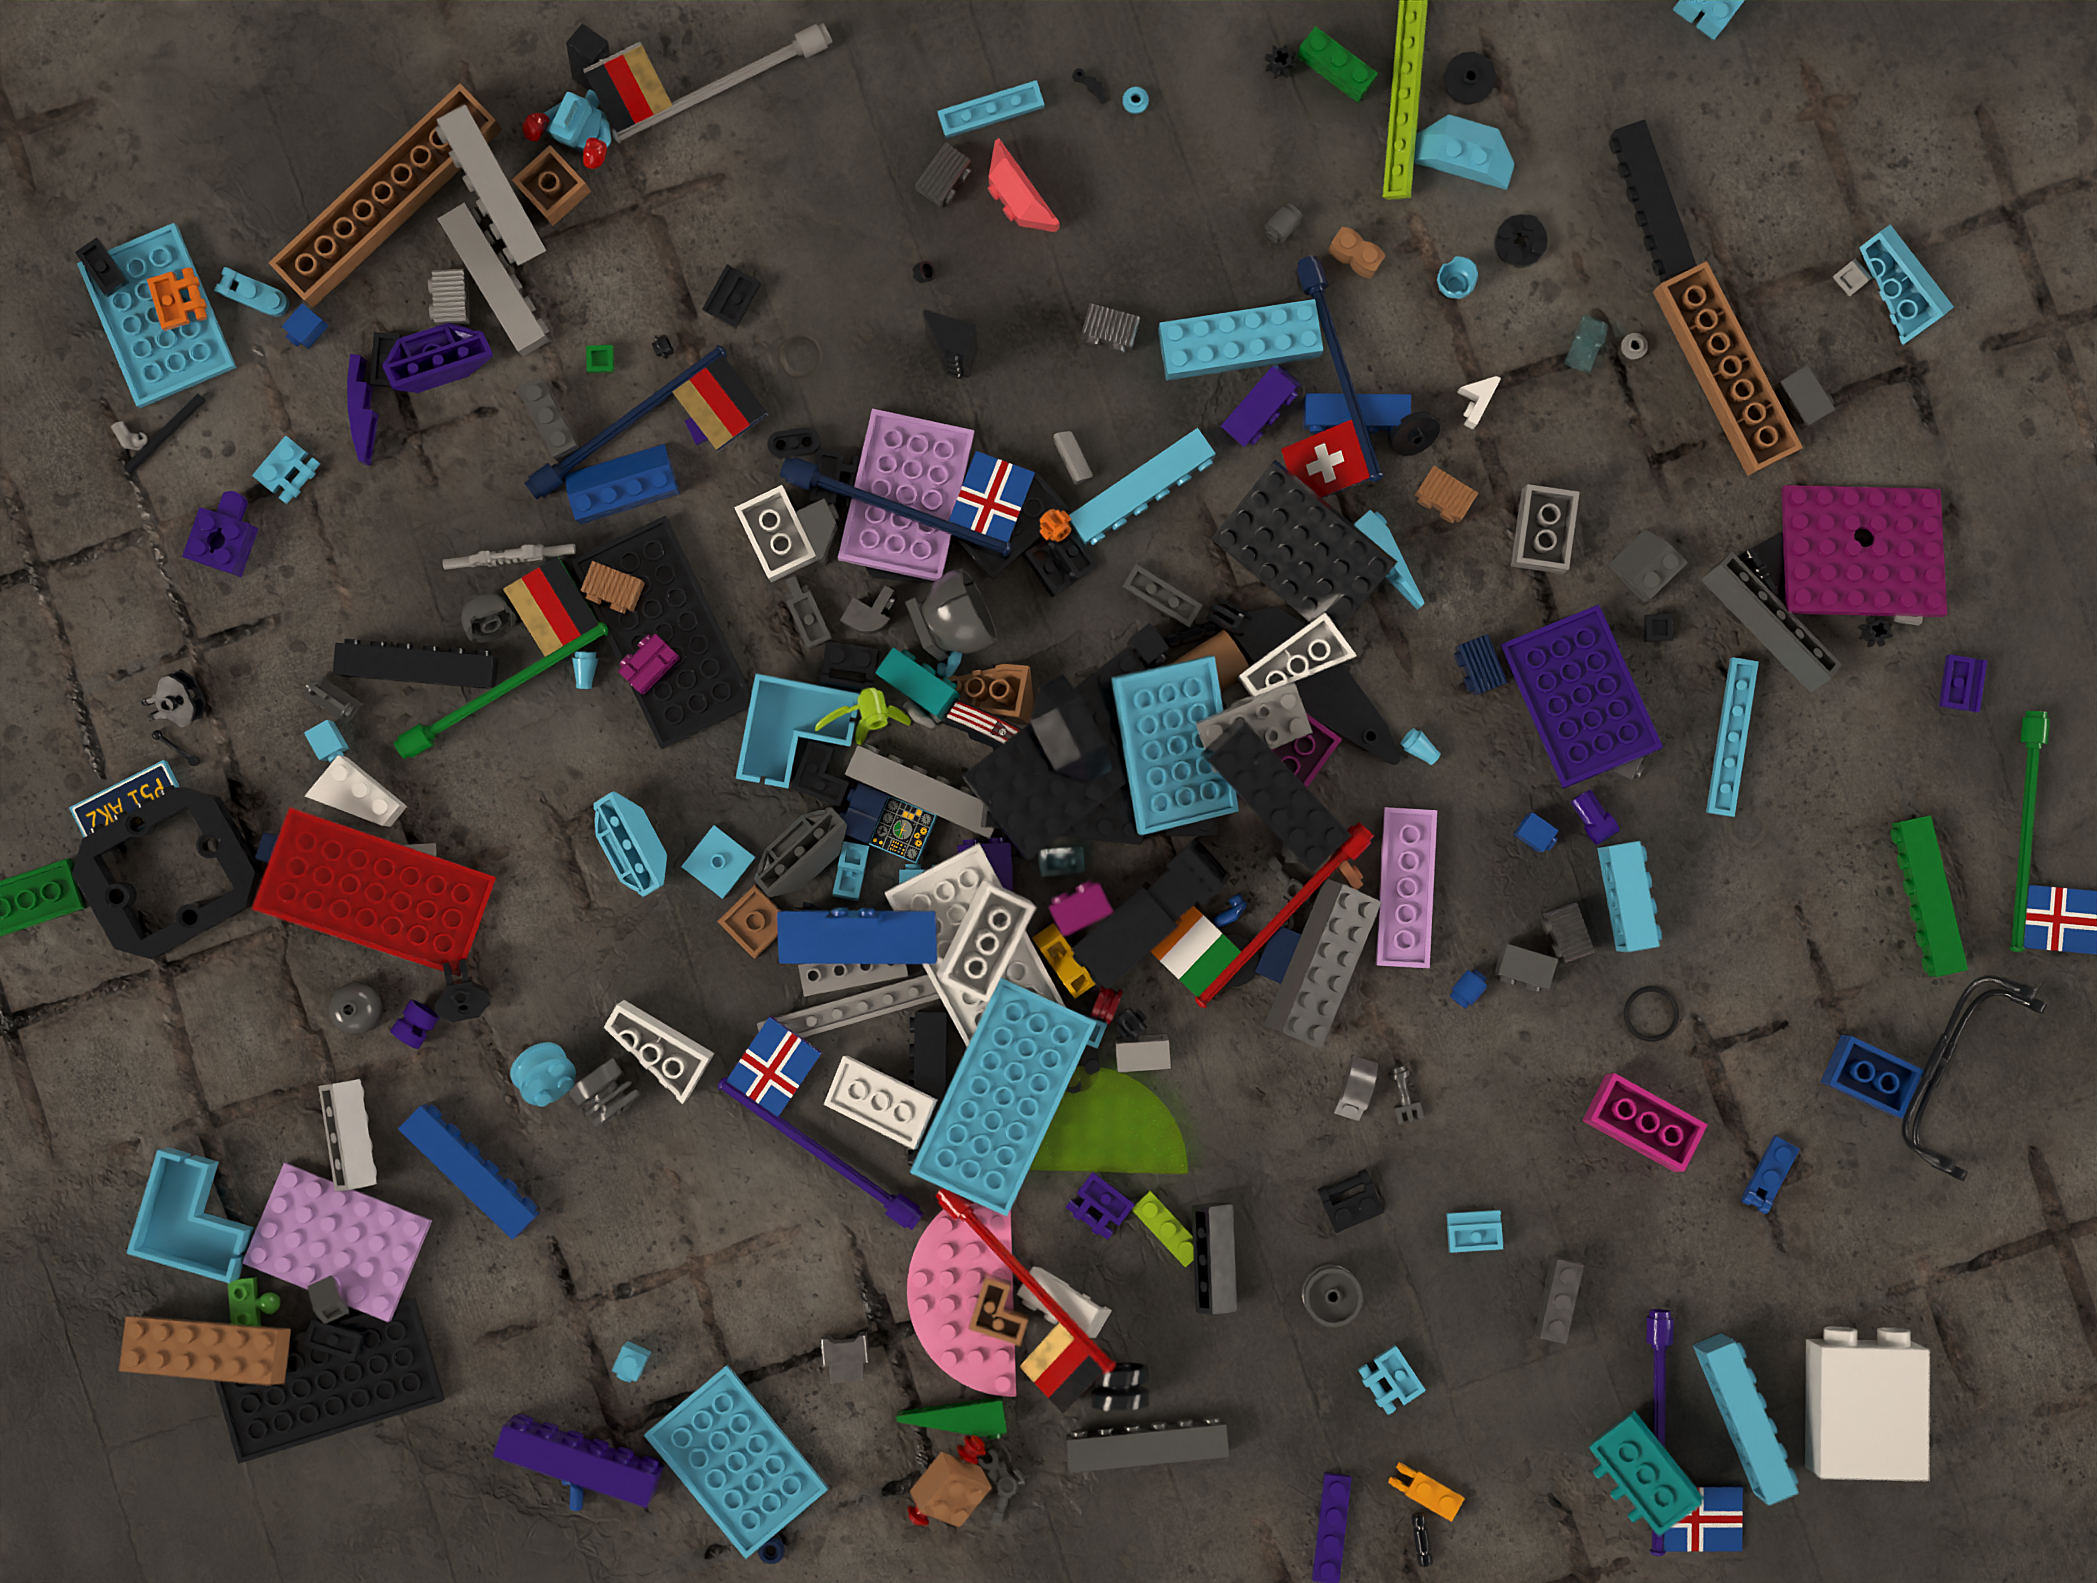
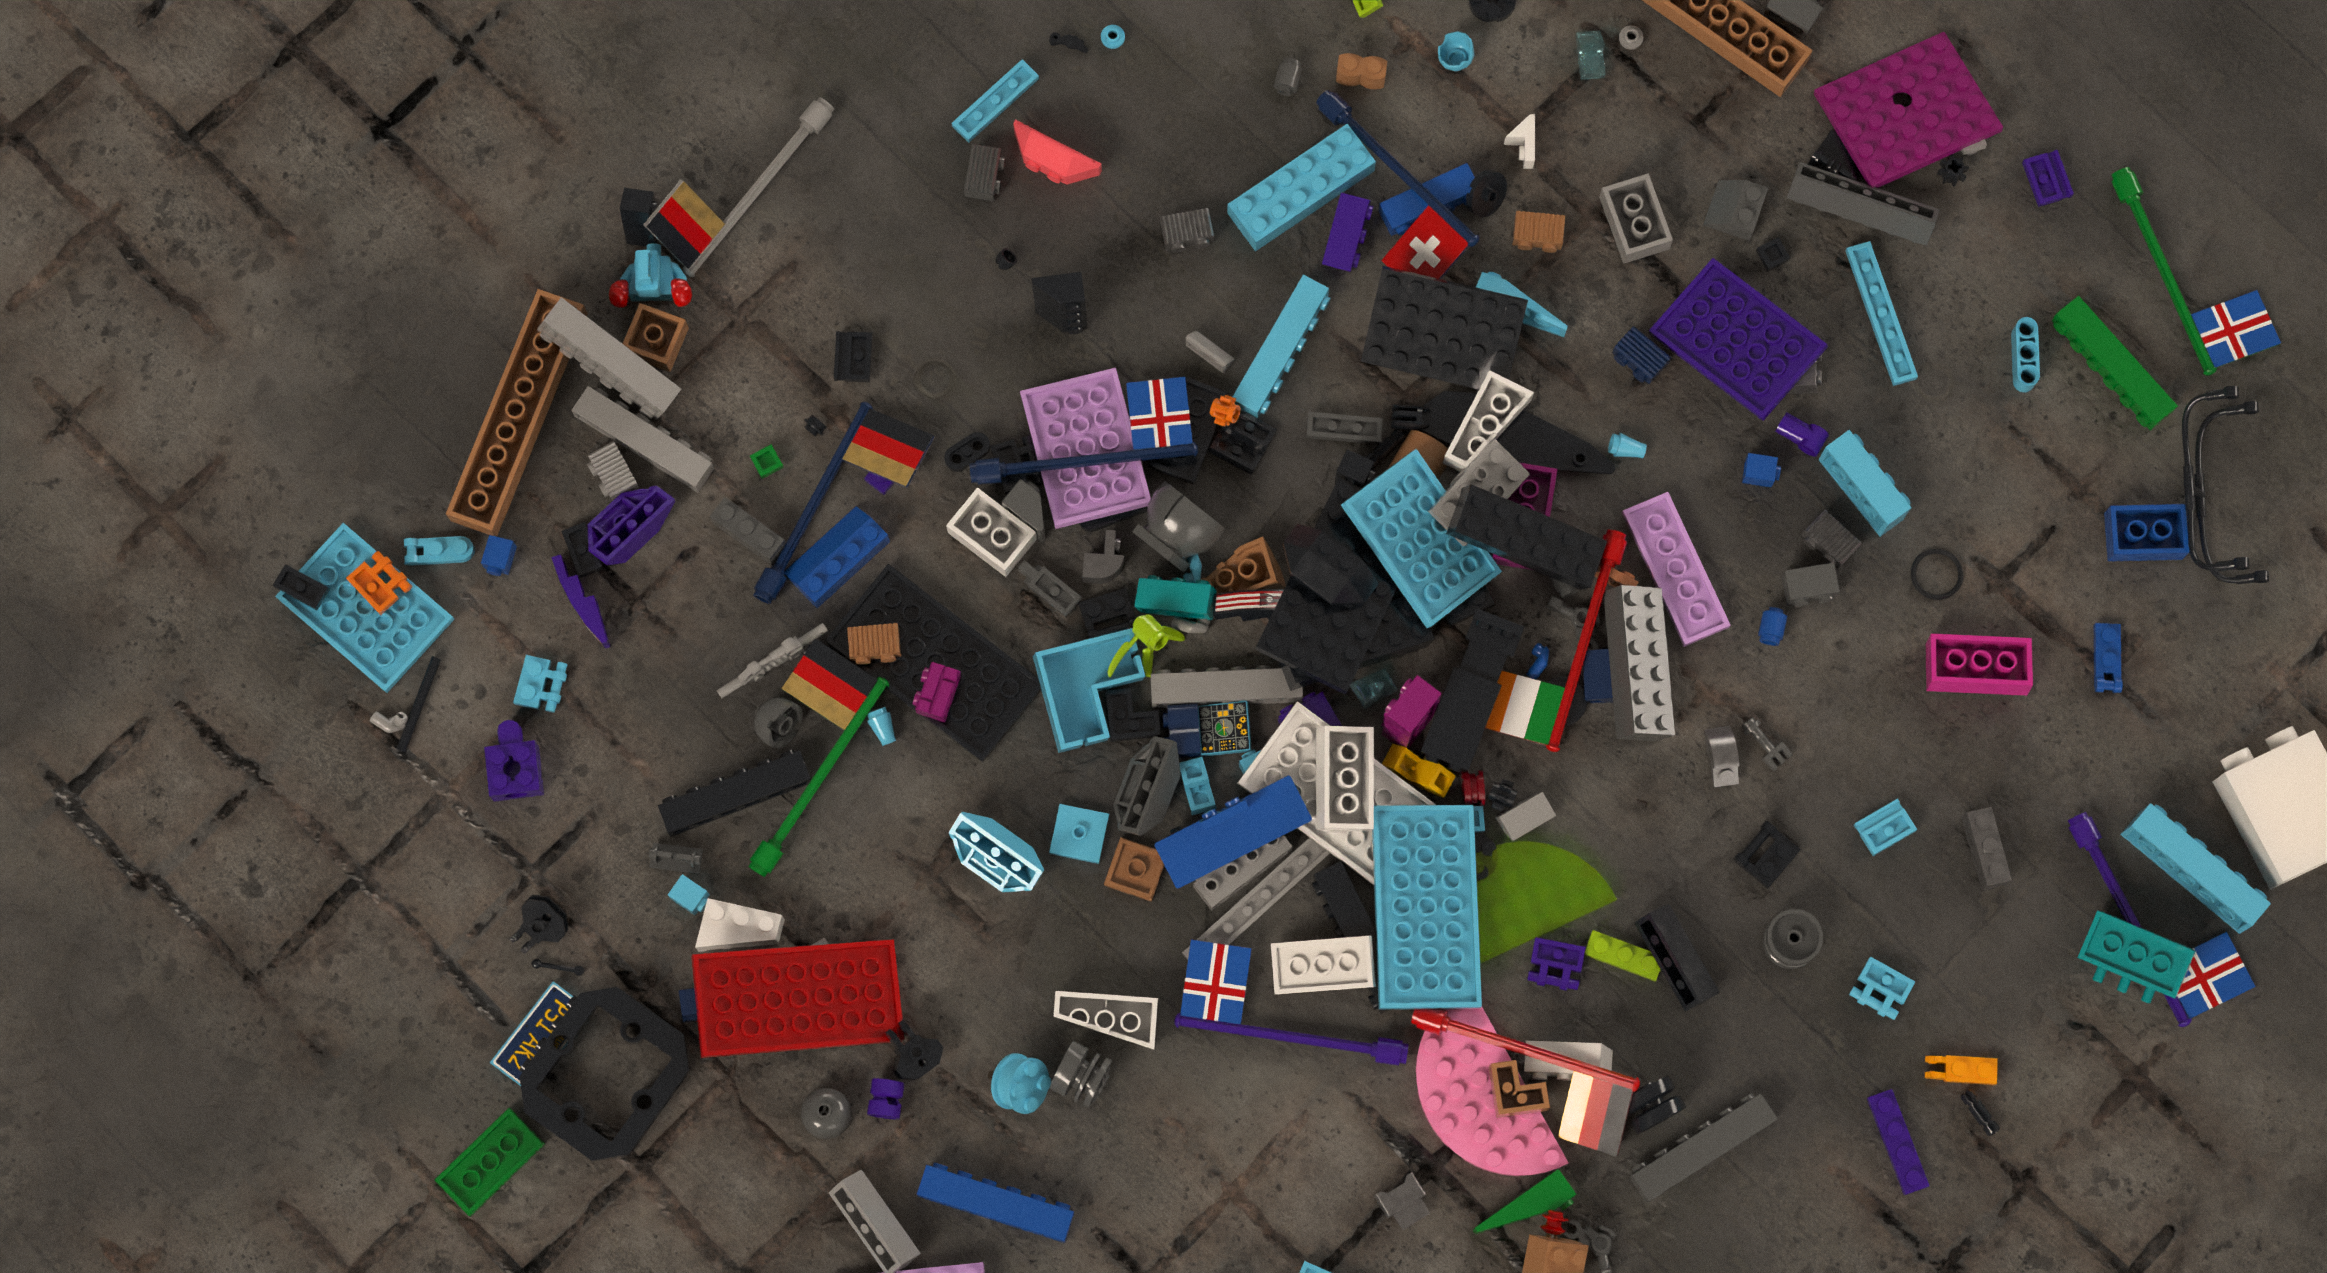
camera: 20 degrees left, 10 degrees down
(1859, 839) = (2025, 343): none -> medium azure beam

